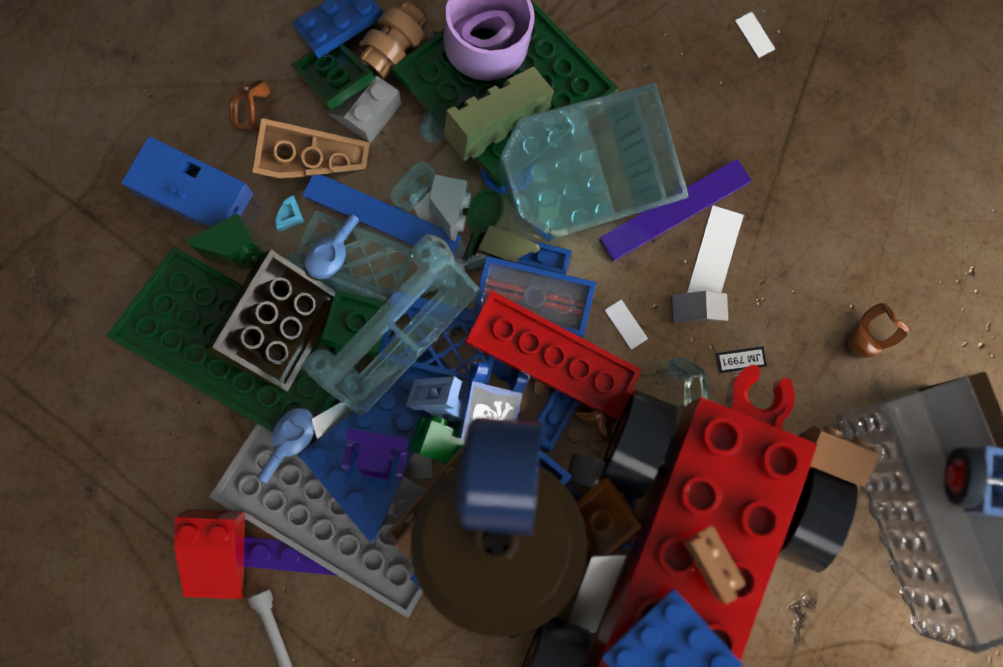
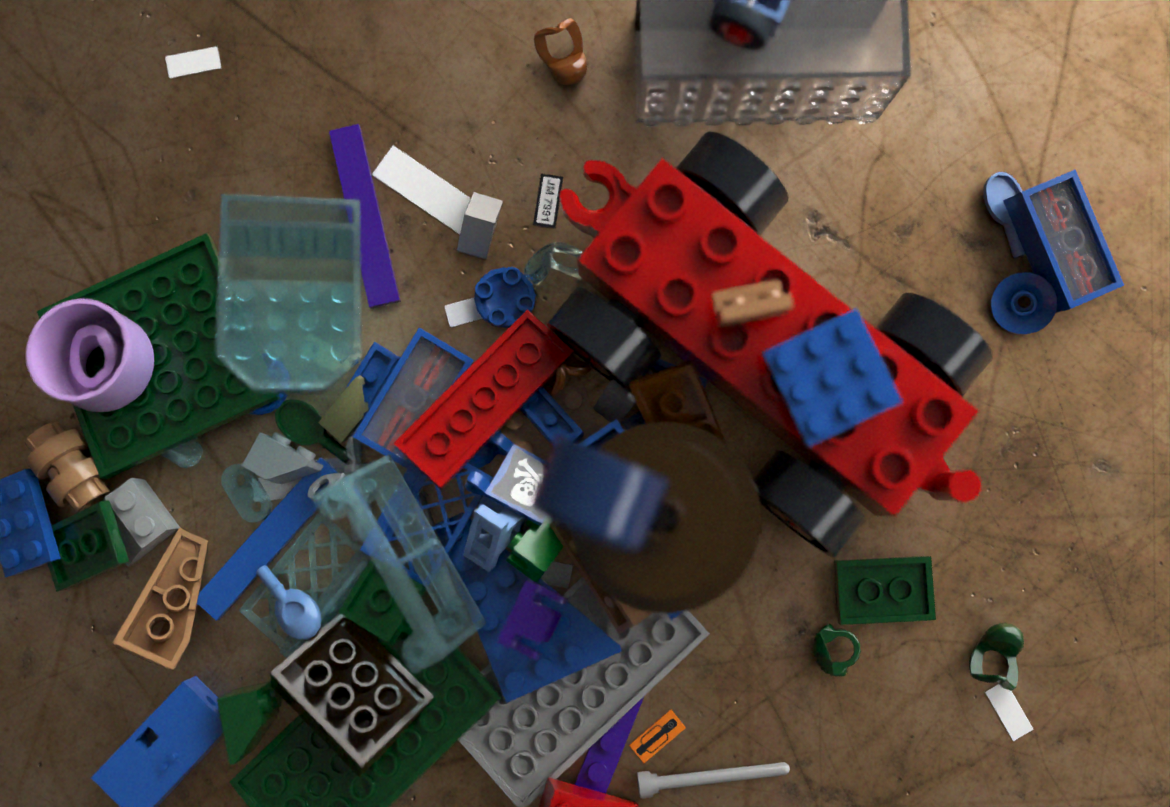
camera: 70 degrees left, 5 degrees up
(254, 90) = (73, 647): dark orange piece -> none
(288, 214) = (233, 642): medium azure tile -> none
(289, 438) = (485, 708): medium blue piece -> none
(305, 598) = (657, 736): none -> orange sticker
(330, 418) = (477, 657): white sticker -> none
(496, 113) = (194, 376): olive wedge -> none
(596, 591) = (740, 430): white sticker -> none
(646, 346) = (503, 296): none -> blue dish
(841, 457) = (679, 137): medium nougat slope -> none

